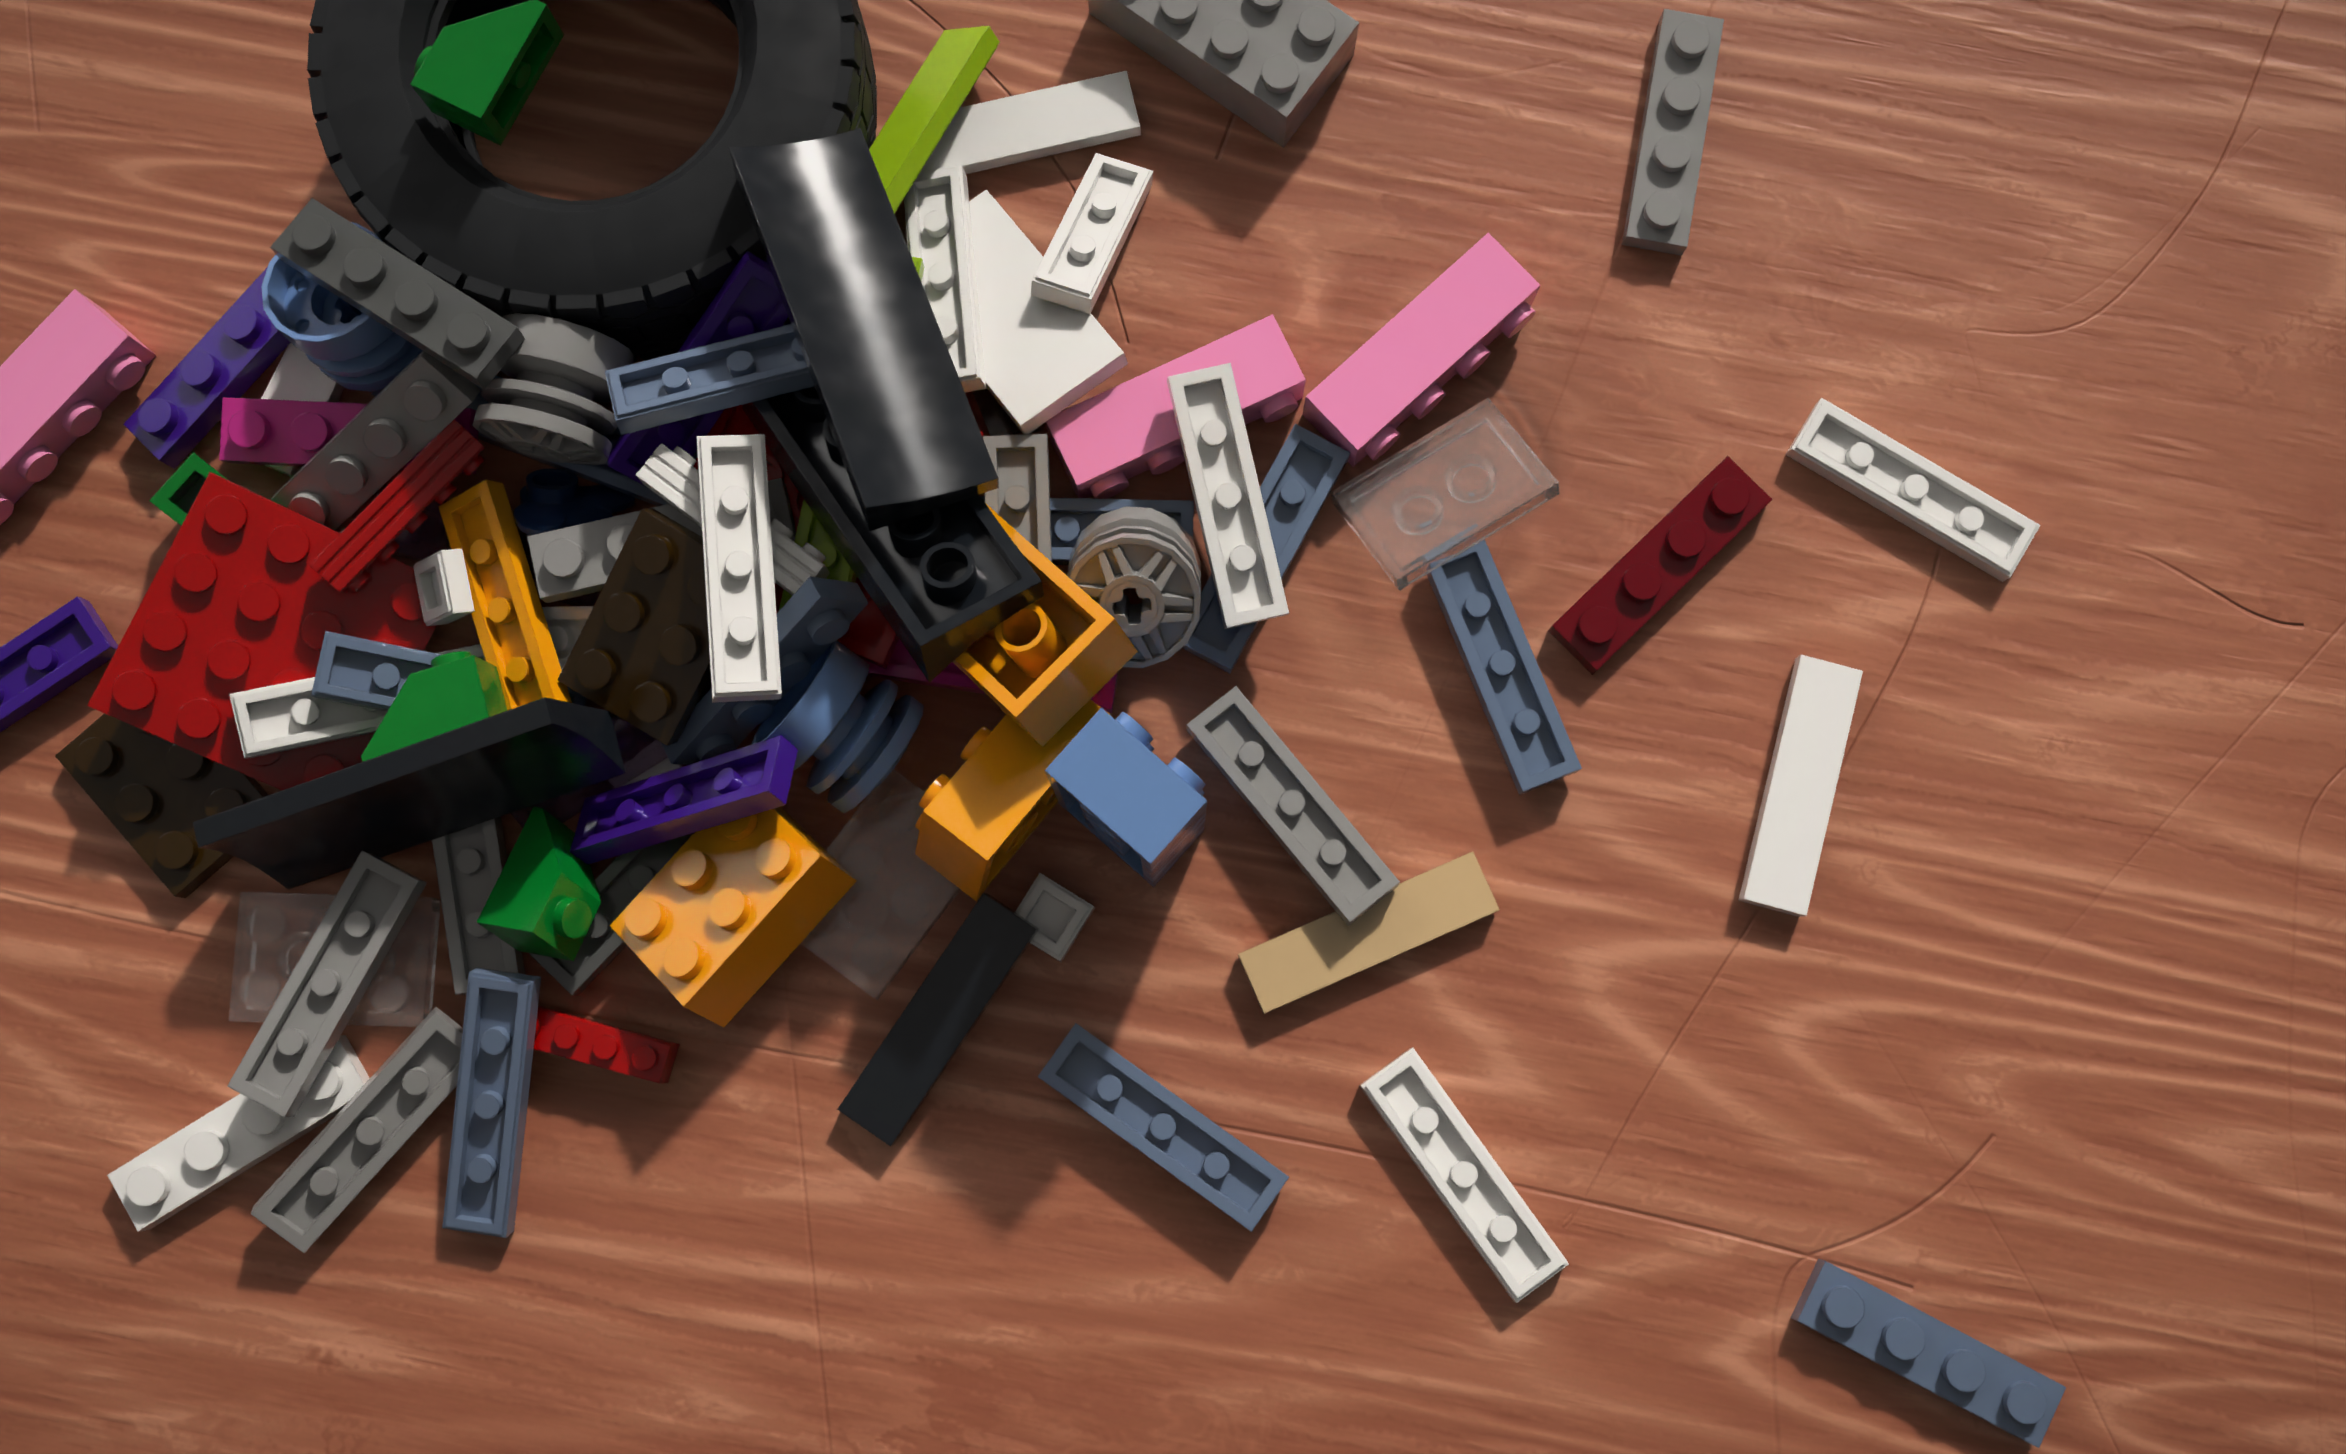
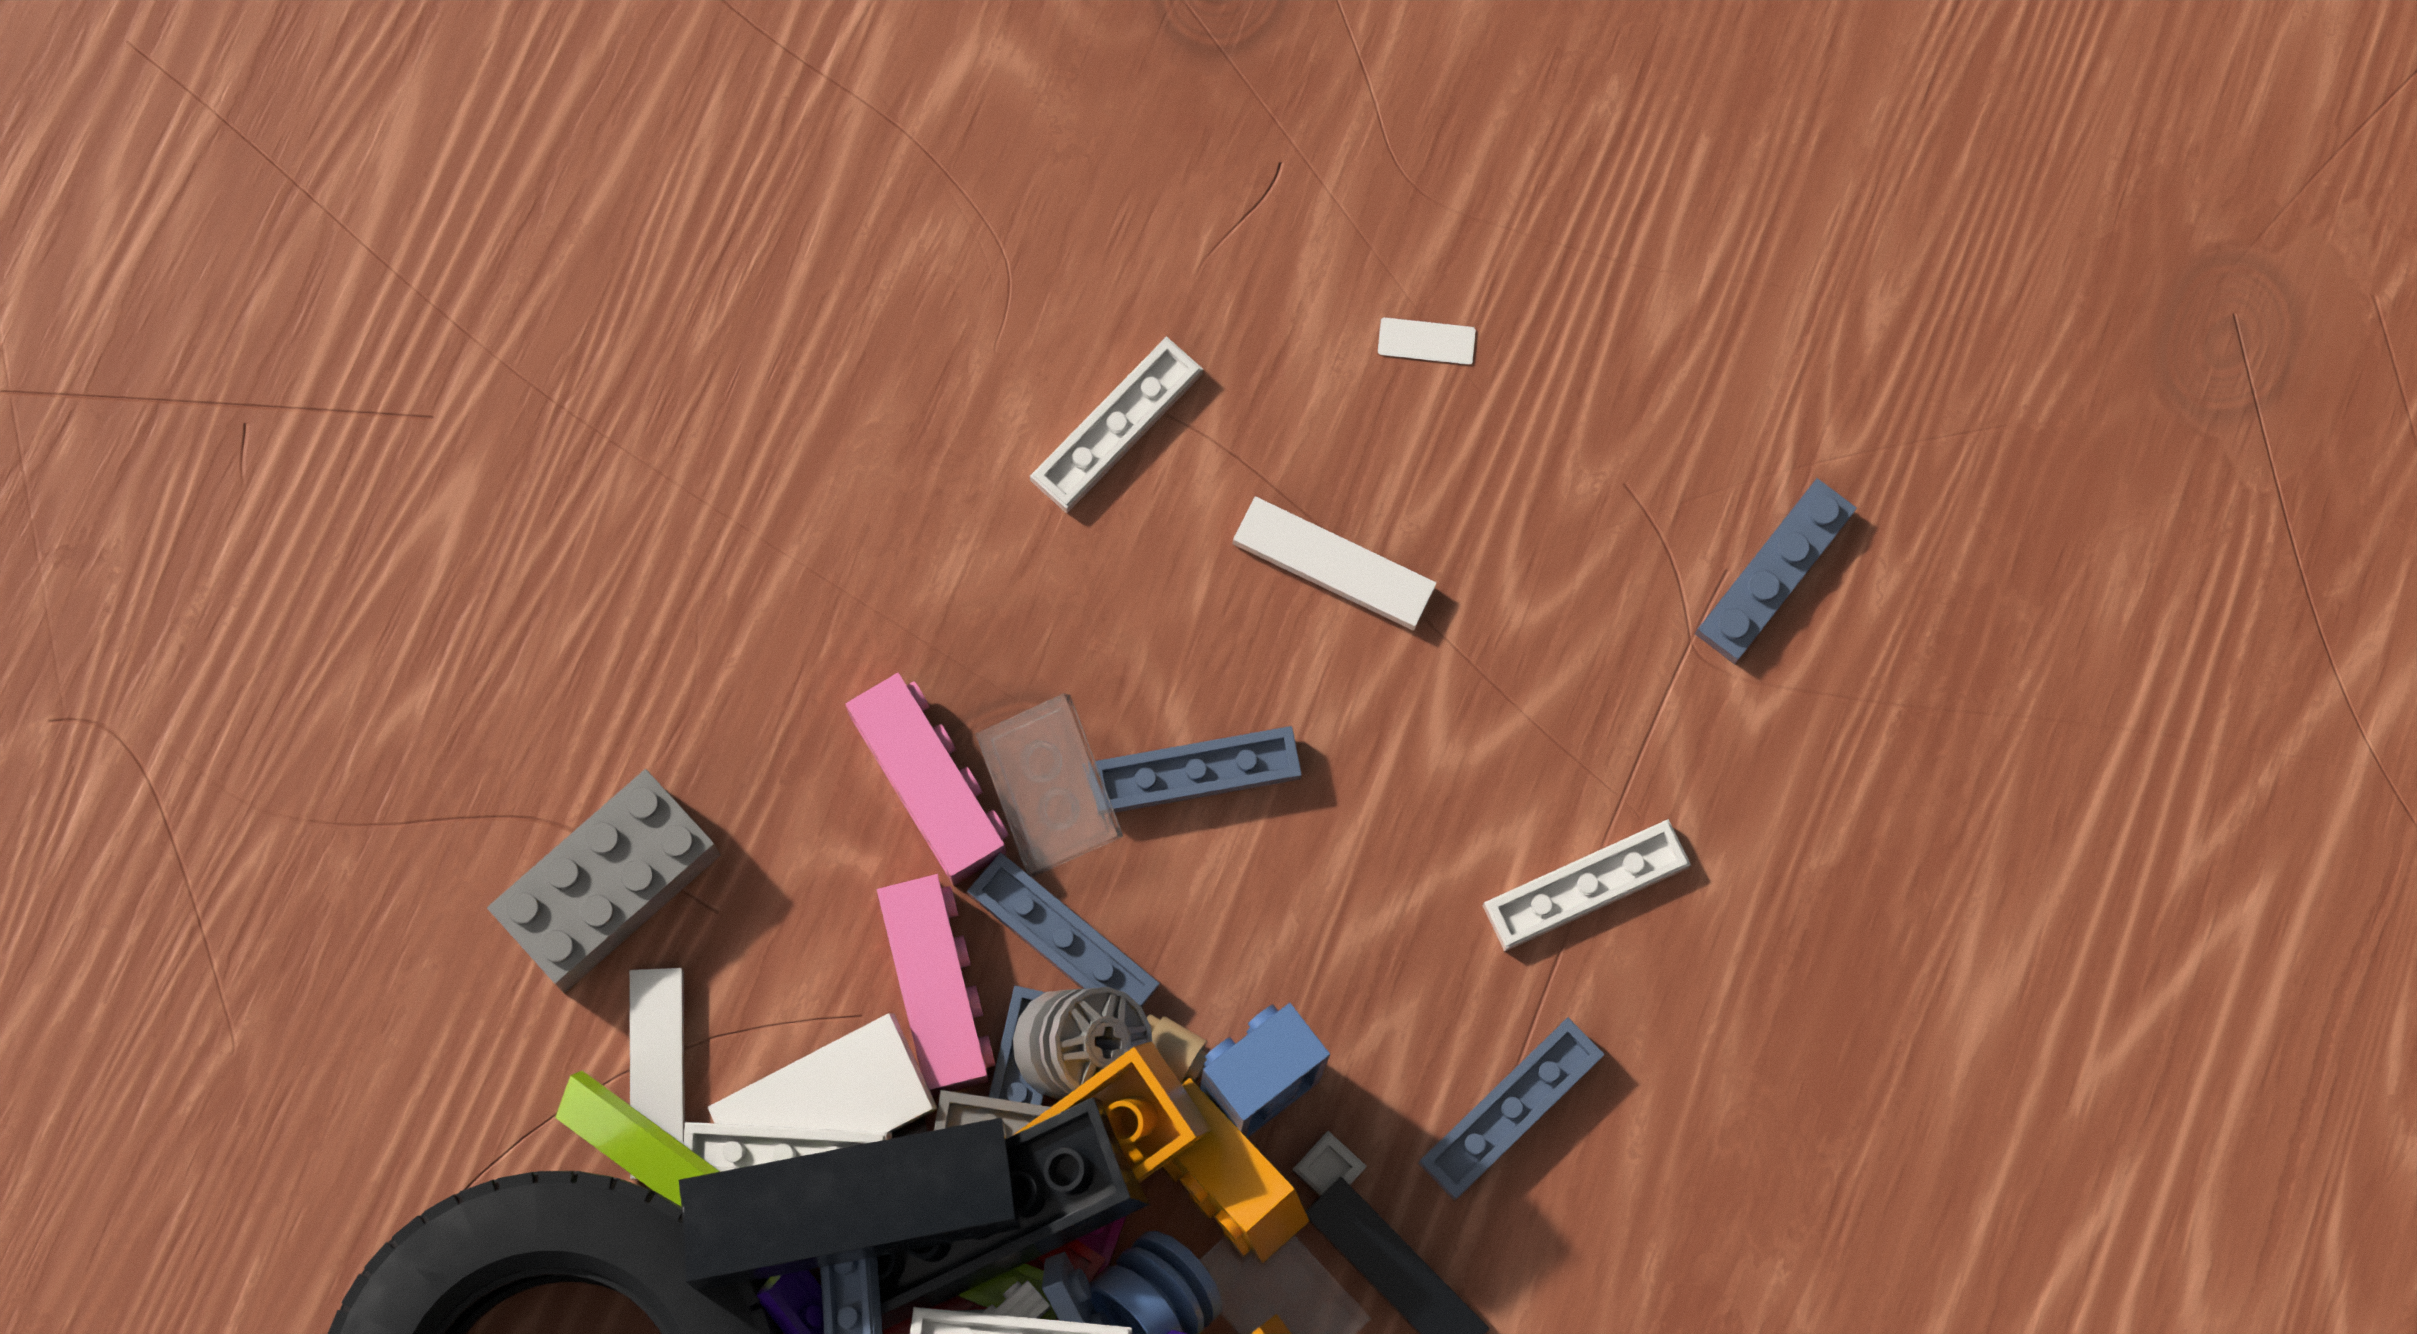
camera: 85 degrees left, 5 degrees down
(1092, 233) = (771, 1023): white tile -> none
(1157, 697) = (1179, 1048): none -> tan brick
(1227, 495) = (1023, 954): white plate -> none
(1292, 806) = (1277, 956): light grey plate -> none
(1402, 920) = (1388, 919): tan tile -> none
(1659, 565) = (1138, 630): dark red plate -> none
(1673, 132) = (781, 539): light grey plate -> none
(2117, 849) = (1426, 341): none -> white sticker

